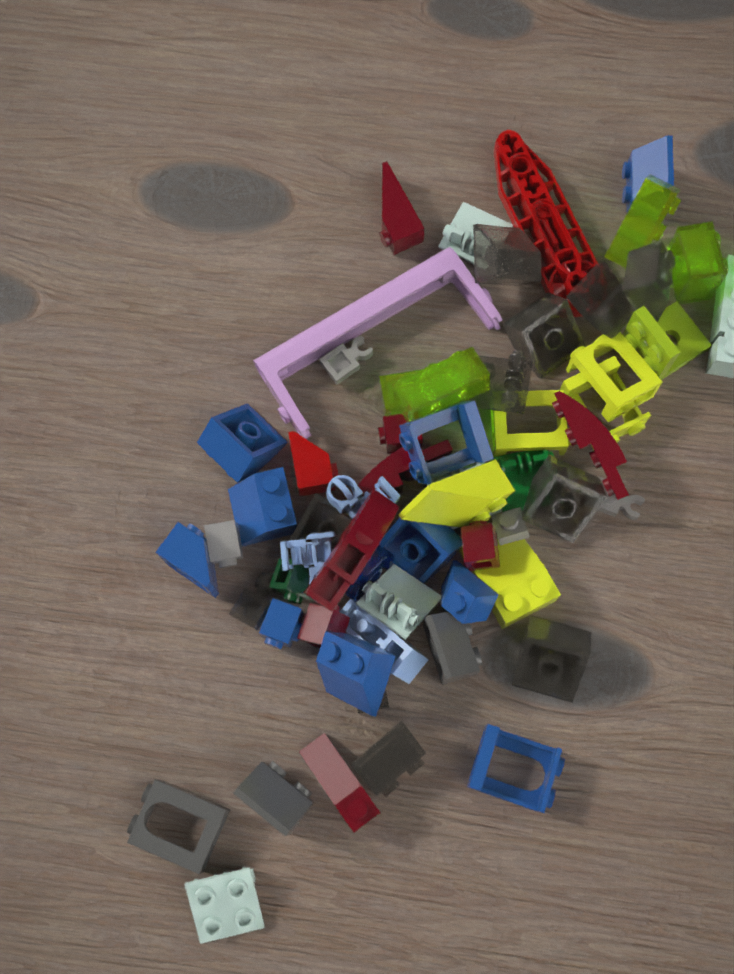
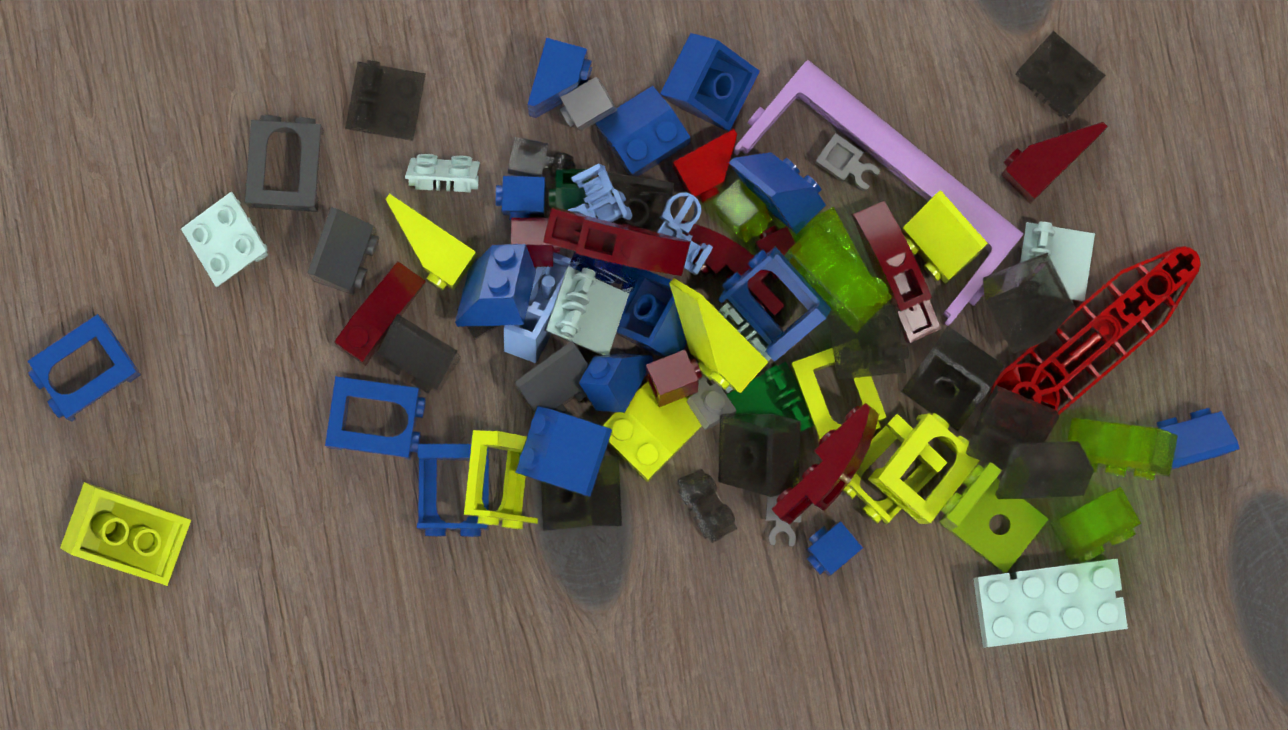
camera: 65 degrees right, 10 degrees up
(156, 716) = (385, 100): none -> clear smoke hinge
(228, 697) = (427, 168): none -> light aqua hinge
(298, 715) = (438, 251): none -> neon yellow slope
(334, 186) = (1060, 75): none -> clear smoke hinge
(351, 411) = (780, 187): none -> blue slope
(357, 448) = (742, 211): none -> clear neon green brick
(433, 298) = (943, 238): none -> neon yellow slope
(439, 343) = (898, 269): none -> dark red slope
(463, 810) = (398, 446): none -> blue panel
(518, 657) = (563, 451): none -> blue slope
(550, 726) = (513, 492): none -> neon yellow panel
(604, 555) = (700, 492): none -> clear smoke hinge
(657, 468) = (832, 548): none -> blue brick

